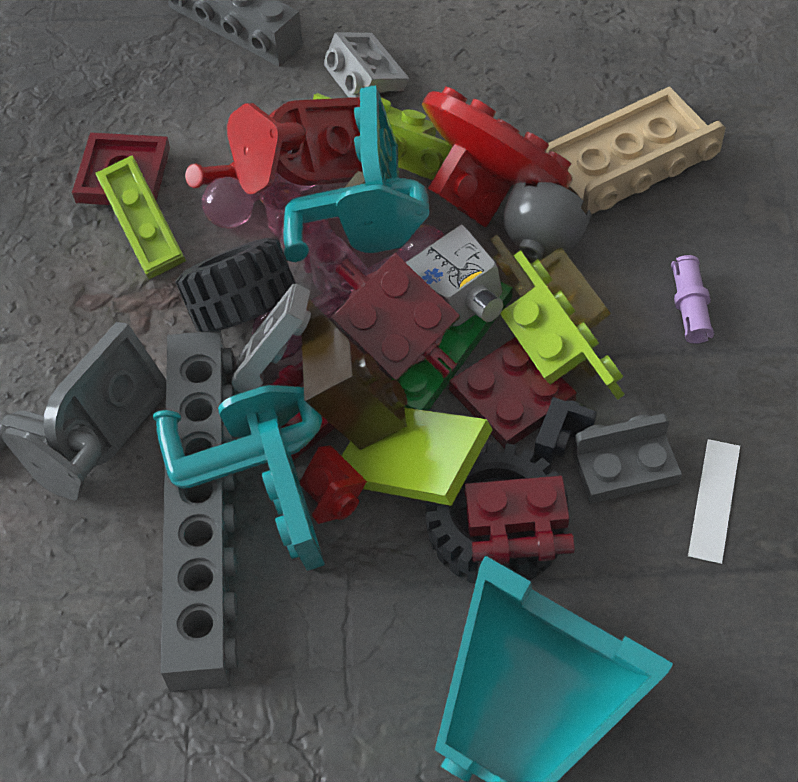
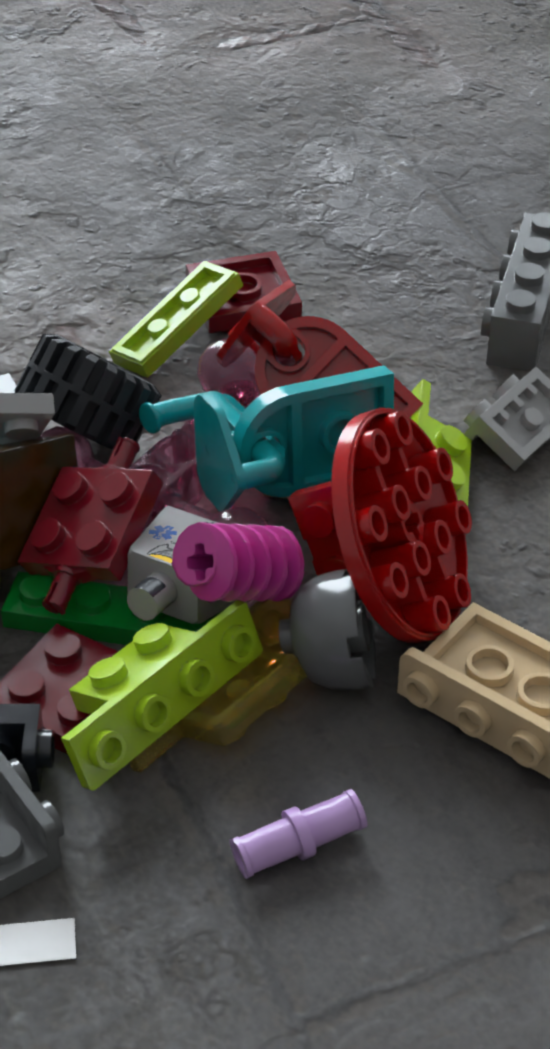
camera: 65 degrees right, 15 degrees down
(506, 232) = (239, 562): none -> dark pink piece

